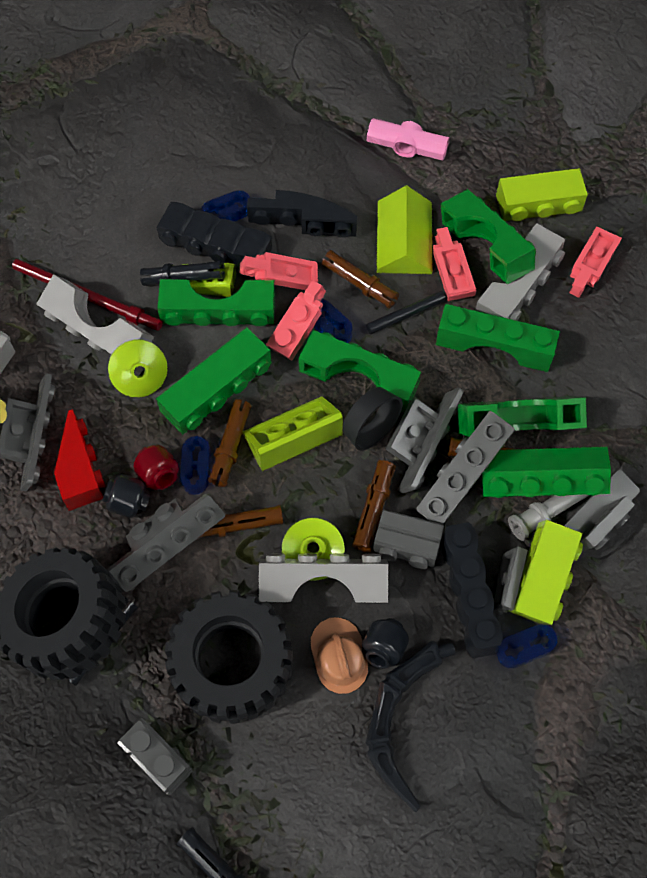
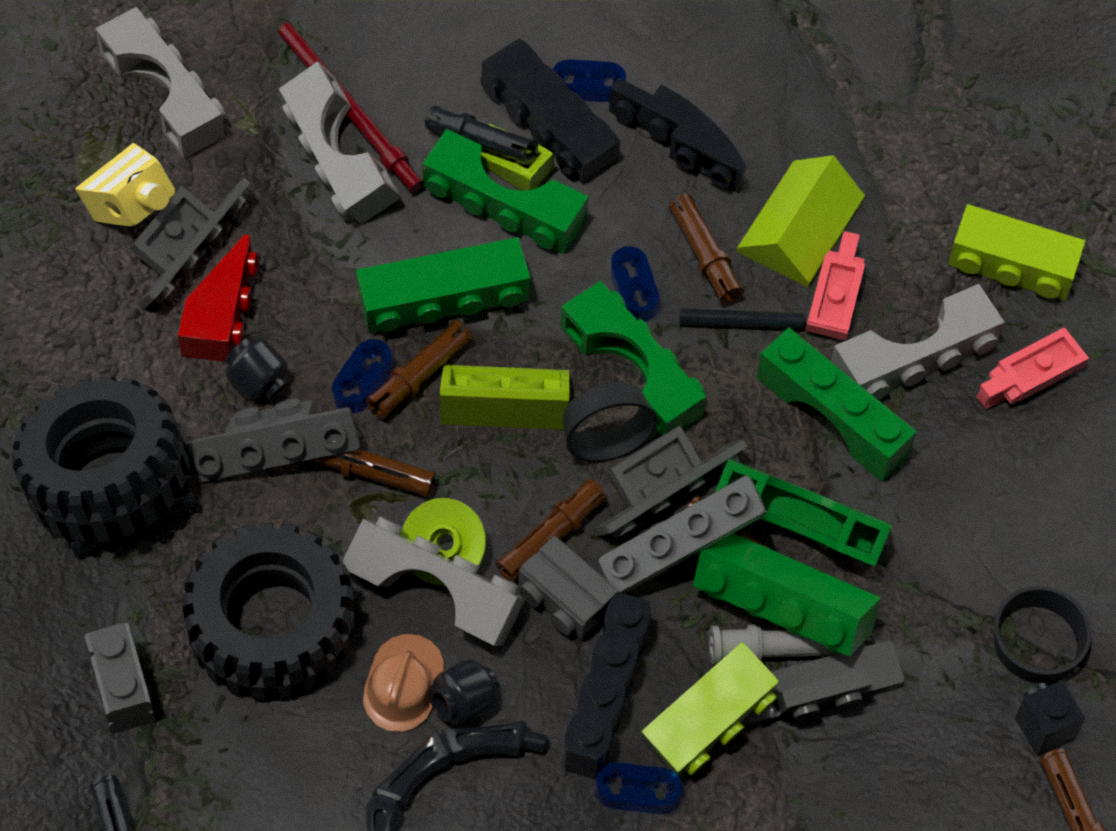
camera: 25 degrees right, 5 degrees down
(127, 358) = (369, 208): lime dish -> none
(156, 467) = (312, 353): dark red head -> none
(282, 269) = (609, 190): coral hinge -> none
(297, 322) = (591, 262): coral hinge -> none
(408, 139) = (882, 98): bright pink piece -> none
(470, 217) = (911, 302): green arch -> none
(509, 580) = (661, 698): dark grey tile -> none

